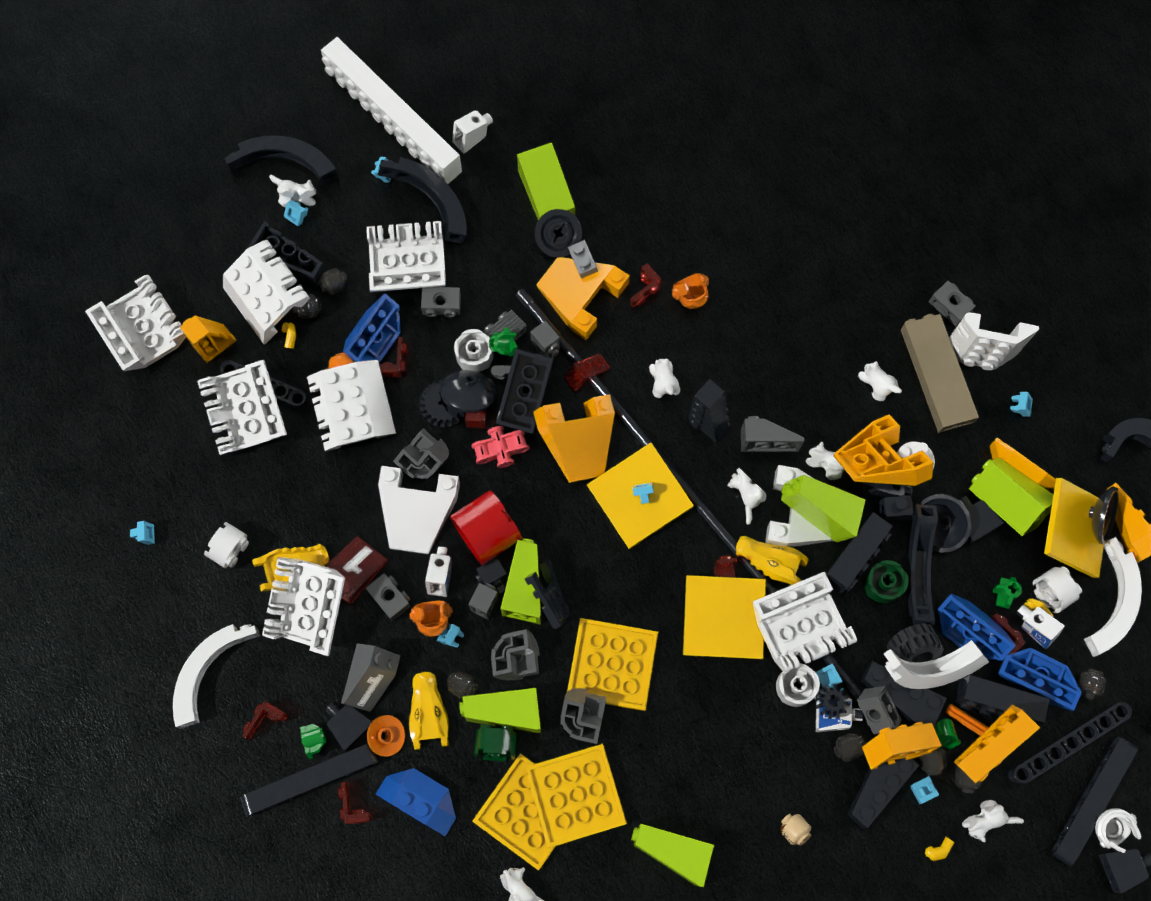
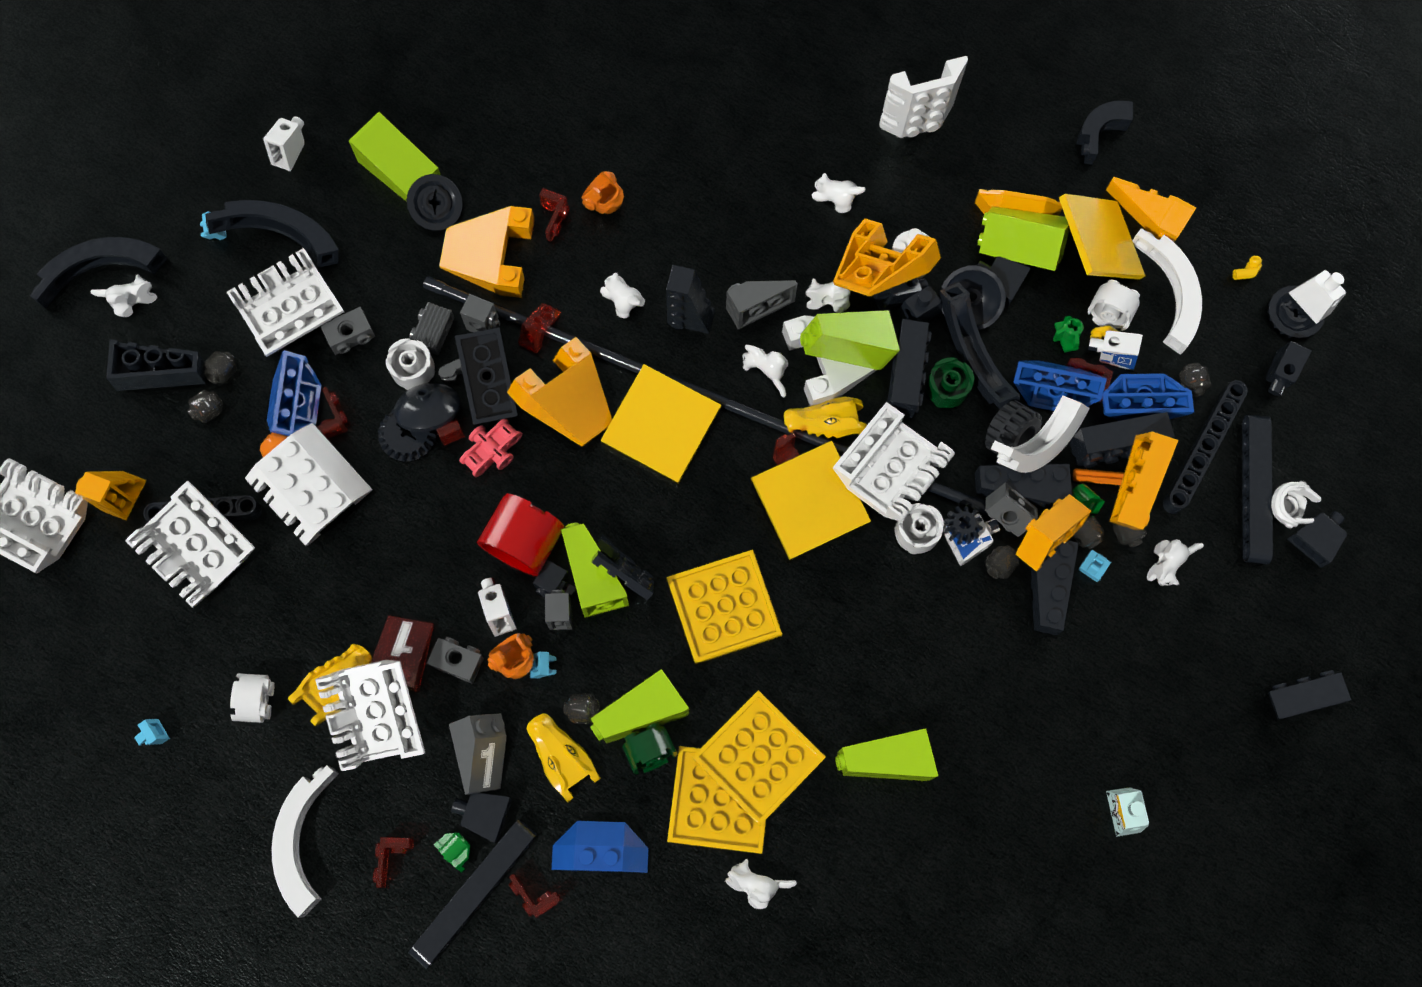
camera: 30 degrees left, 0 degrees up
(261, 287) = (145, 412): white slope -> none
(289, 328) = (204, 445): yellow arm -> none
(295, 212) = (139, 316): medium azure tile -> none
(391, 110) = (186, 160): white piece -> none
(393, 732) = (539, 803): orange dish -> none
(412, 515) = (437, 563): white wedge -> none
(422, 456) = (414, 497): dark grey brick -> none
(503, 342) = (437, 338): green piece -> none
(515, 656) = (621, 649): dark grey brick -> none
(582, 259) = (474, 216): plate -> none
(583, 714) = (723, 671): dark grey brick -> none
(643, 490) = (662, 416): medium azure tile -> none
(795, 829) = (994, 670): tan head -> none
(828, 676) = (944, 503): medium azure tile -> none
(939, 372) = (889, 155): dark tan brick -> none
(939, 852) = (1142, 617): yellow arm -> none
(942, 303) = (857, 88): dark grey brick -> none
(1024, 405) = (987, 147): medium azure tile -> none
(1104, 514) = (1119, 211): black dish -> none

